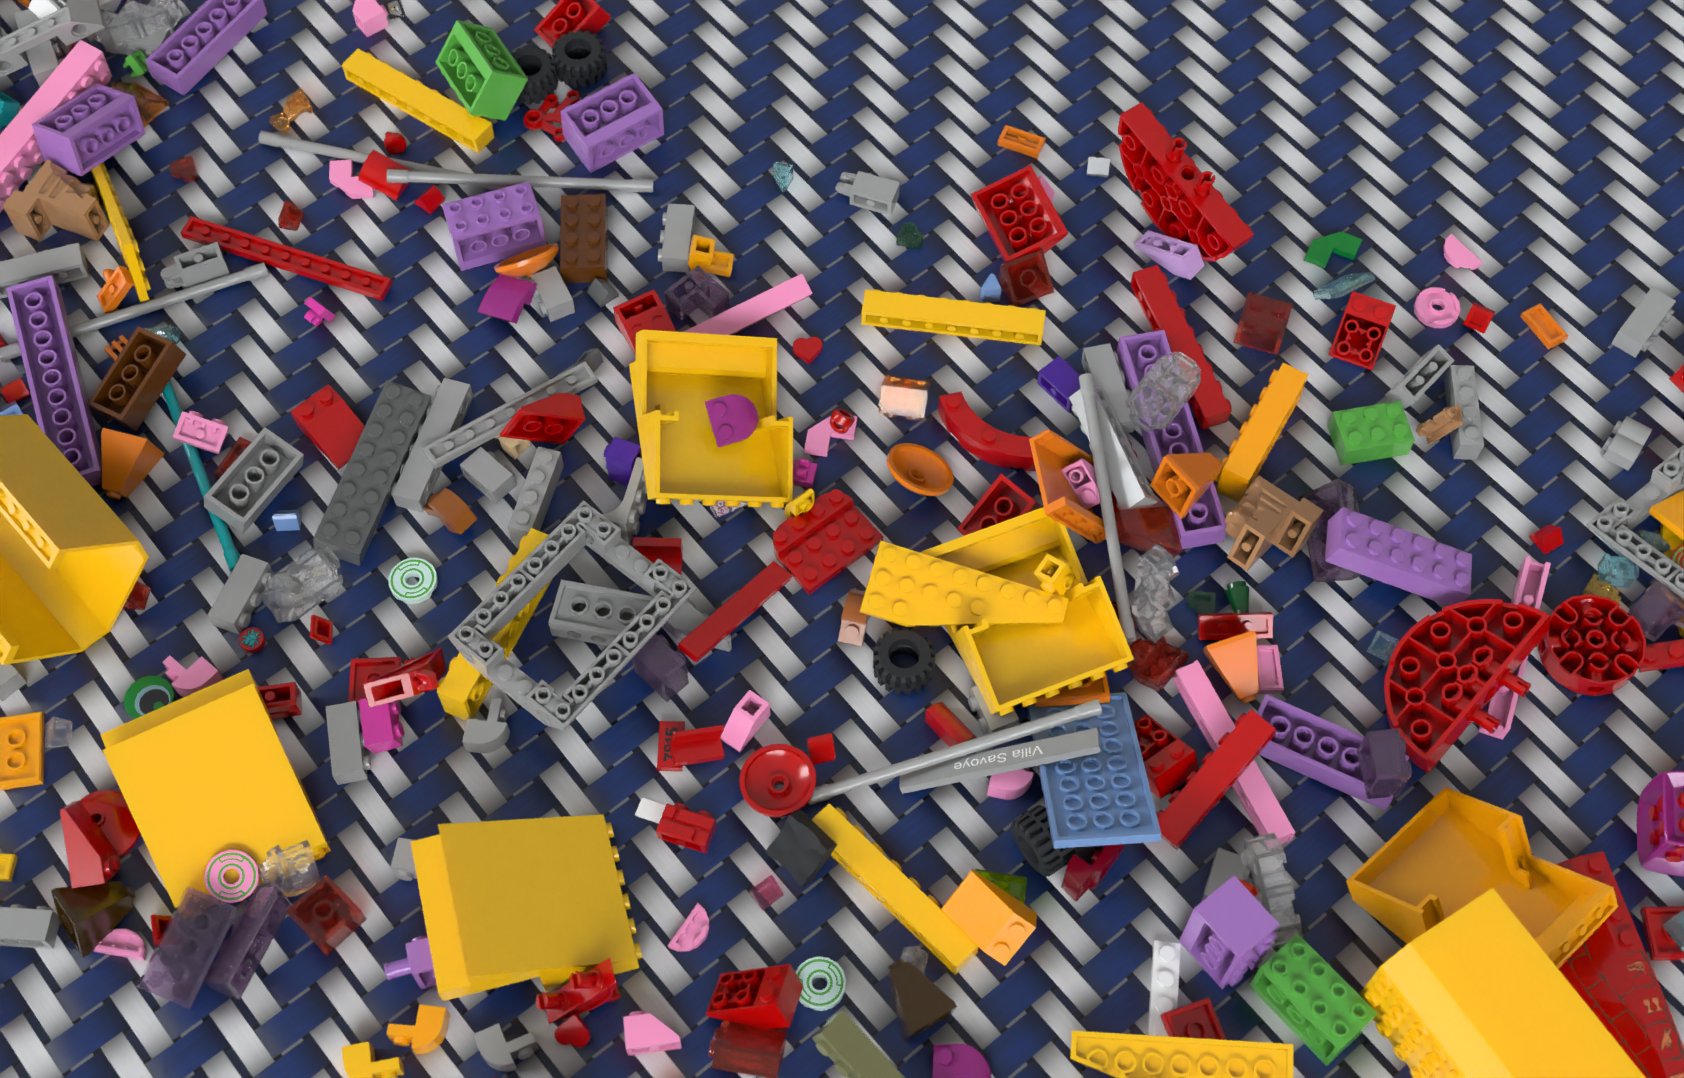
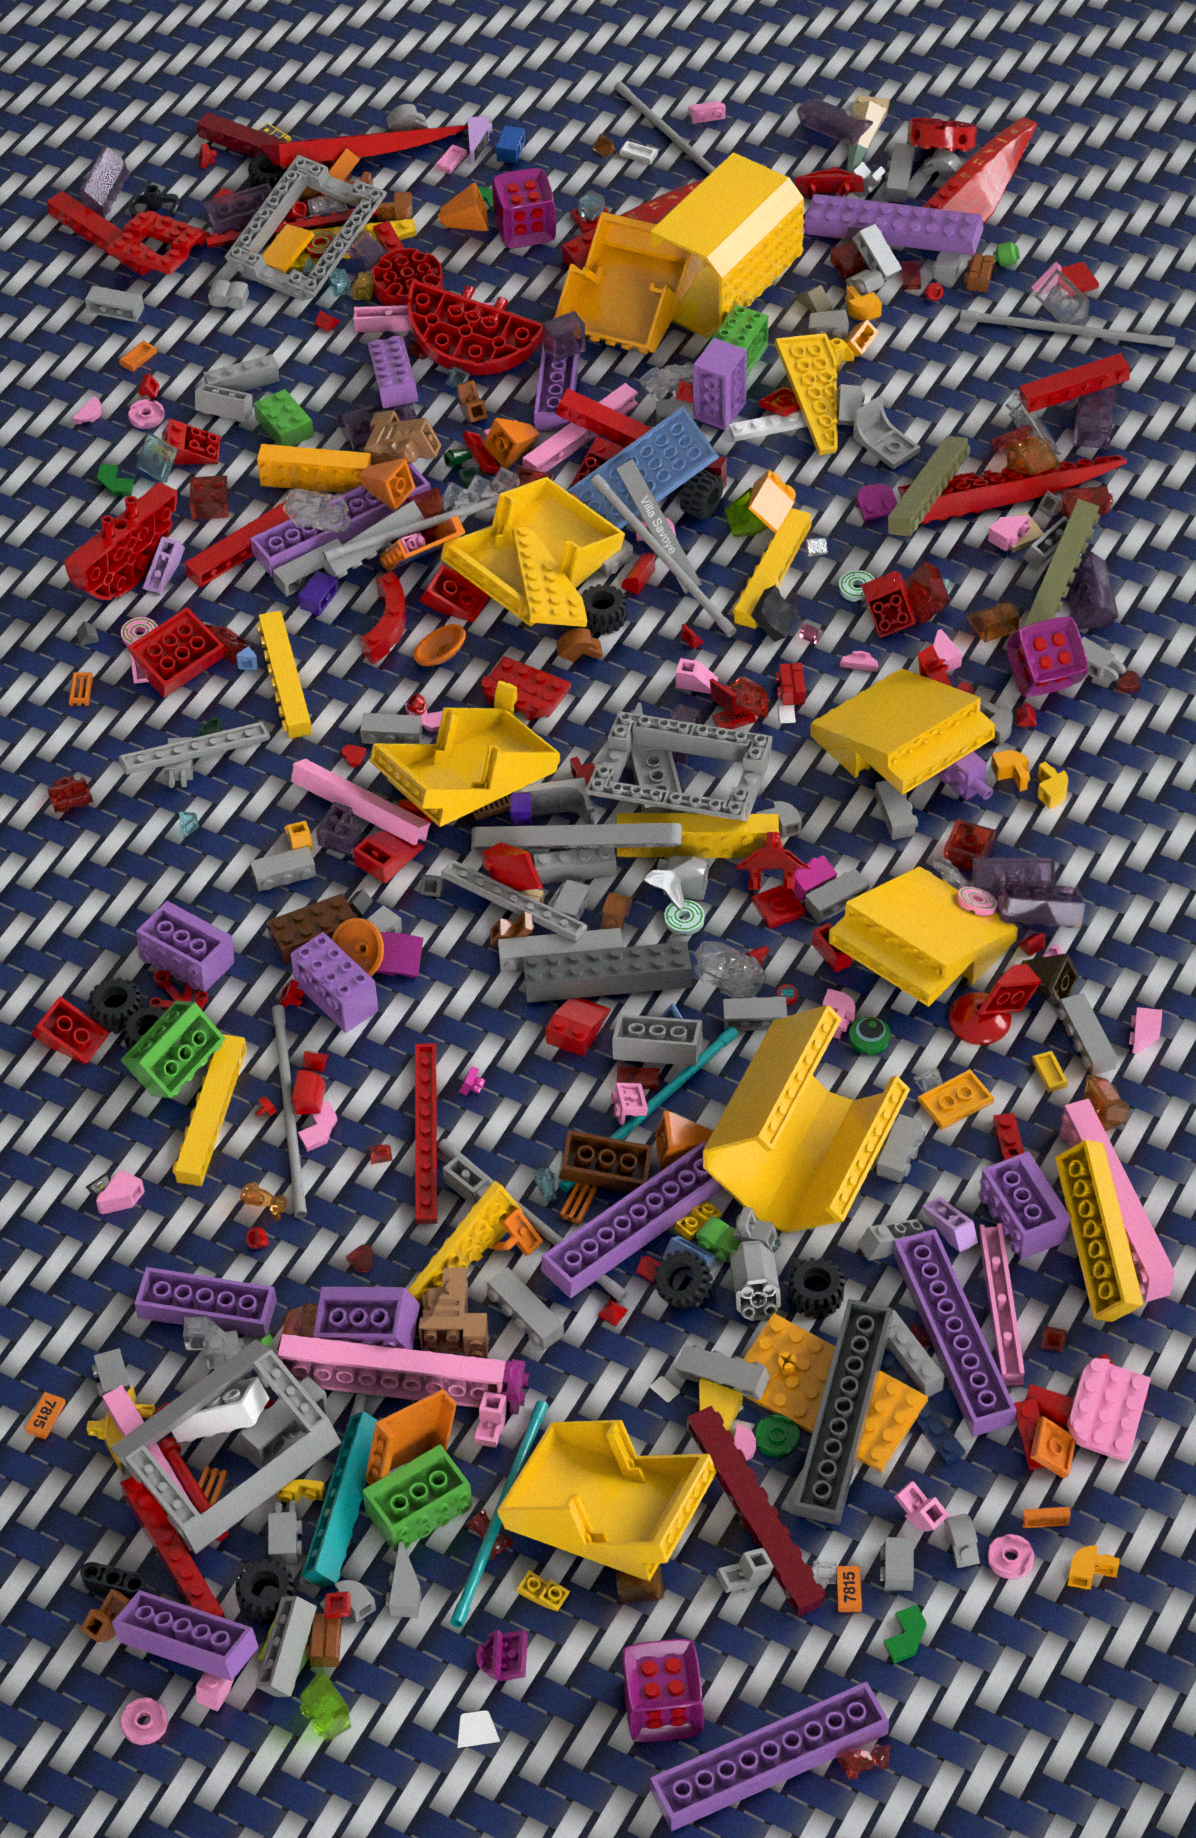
camera: 110 degrees left, 10 degrees down
(255, 94) = (256, 1238): none -> red tile
(406, 176) = (309, 1064): light grey piece -> none
(447, 595) = (680, 878): none -> light grey hips
(477, 403) = (506, 929): none -> dark orange brick
(545, 494) = (579, 836): none -> light grey beam
(680, 764) = (751, 696): none -> clear red slope
(732, 418) = (458, 751): magenta slope -> none
(734, 611) = (611, 706): red tile -> none
(775, 766) = (735, 636): red dish -> none
(821, 389) = (391, 728): none -> light grey brick
(872, 199) = (193, 748): none -> light grey tile
(874, 93) = (69, 794): none -> clear red slope
(904, 397) = (373, 679): clear orange slope -> none
(917, 999) = (848, 521): dark brown slope -> none
(1055, 575) = (503, 529): yellow brick -> none
(1084, 201) = (136, 625): none -> bright pink tile
(1323, 643) = (470, 403): none -> dark orange brick
(1442, 424) = (260, 380): medium nougat hinge -> none

